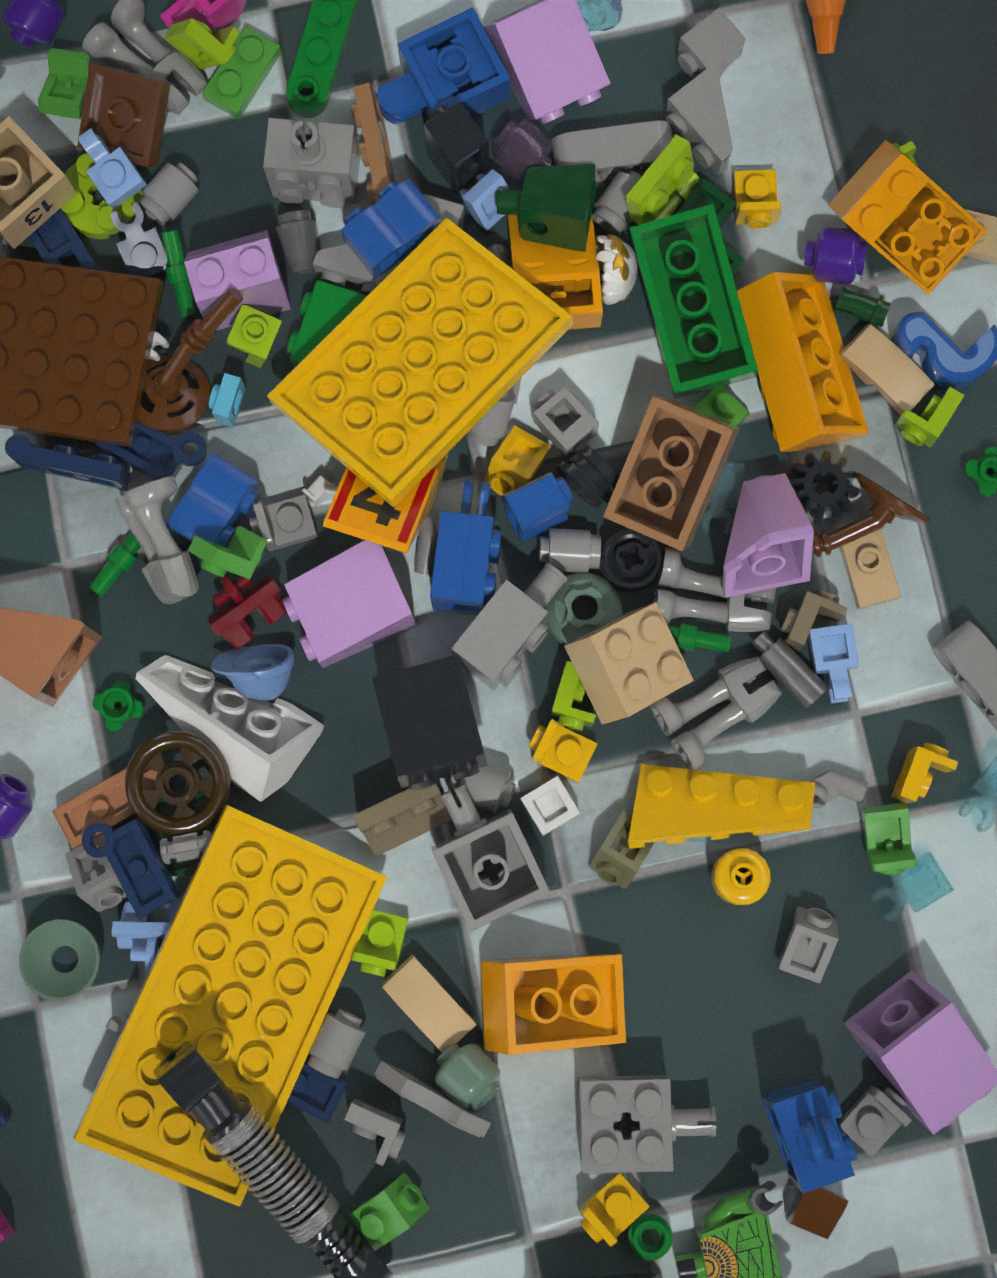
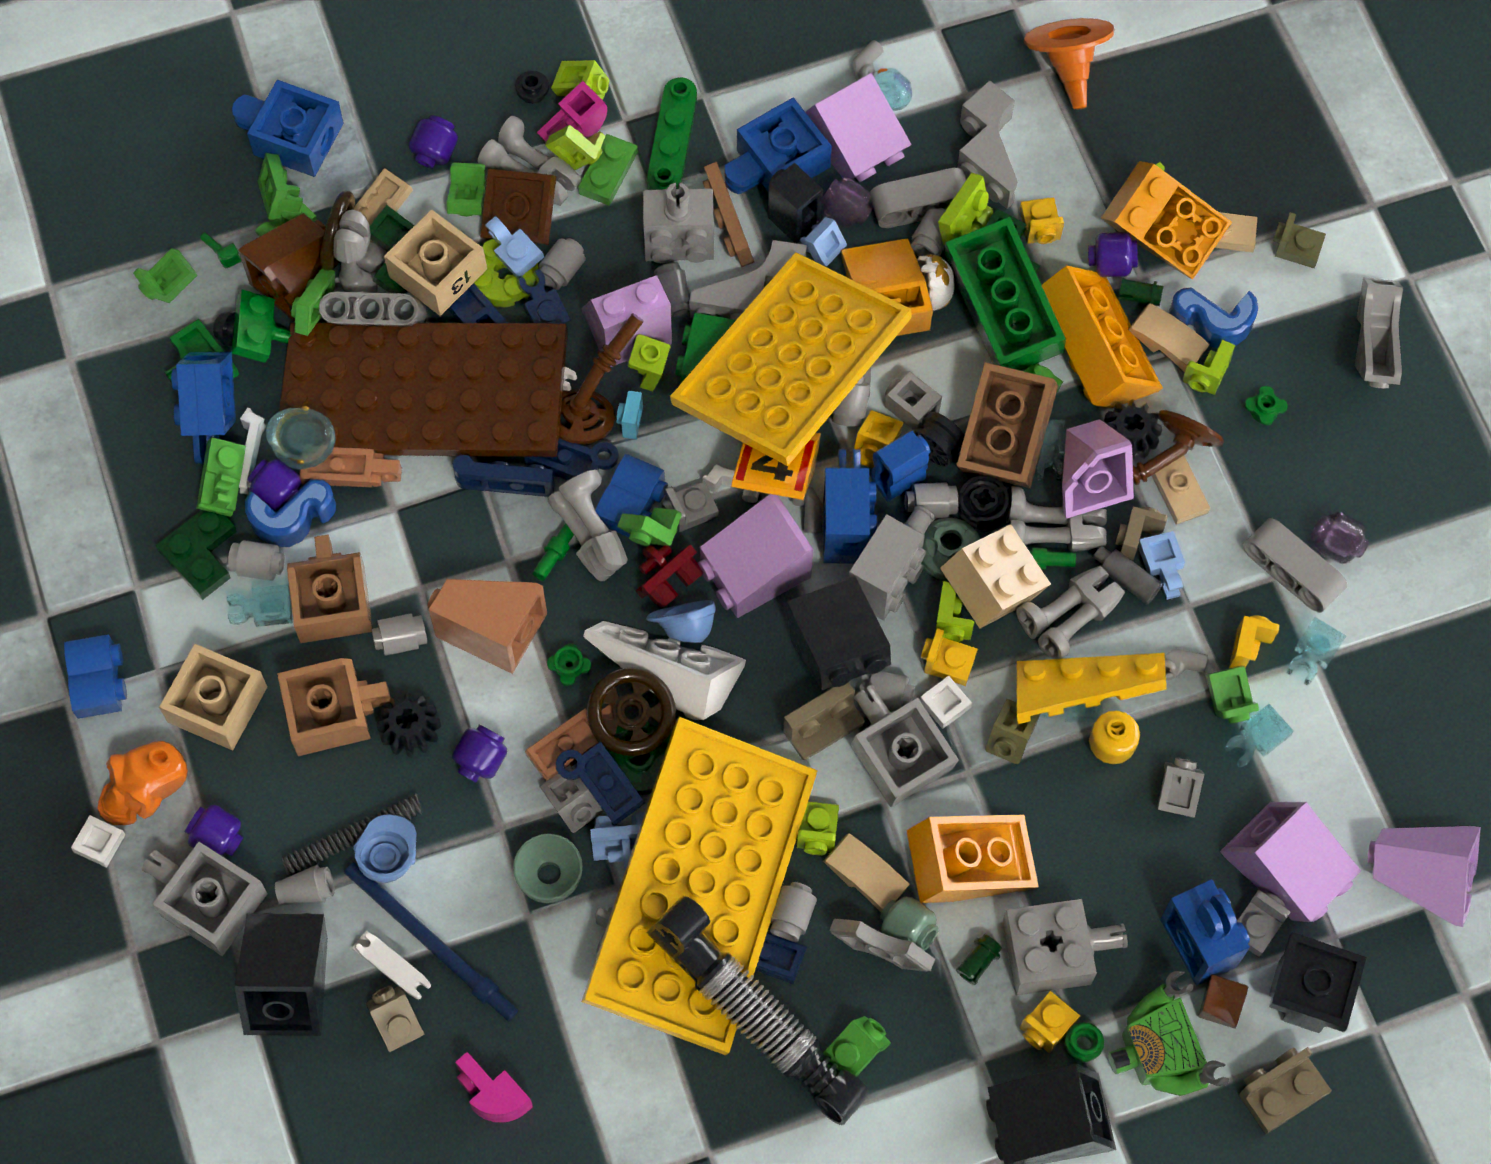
camera: 10 degrees left, 15 degrees down
(177, 273) = (578, 322): green bar -> none
(184, 847) = (643, 763): light grey piece -> none
(370, 1121) = (834, 971): light grey bracket -> none
(390, 227) = (750, 264): blue brick -> none
(543, 1124) = (979, 959): none -> dark green pin
(553, 205) = (879, 237): dark green torso -> none
(928, 1209) = (1316, 984): none -> black panel

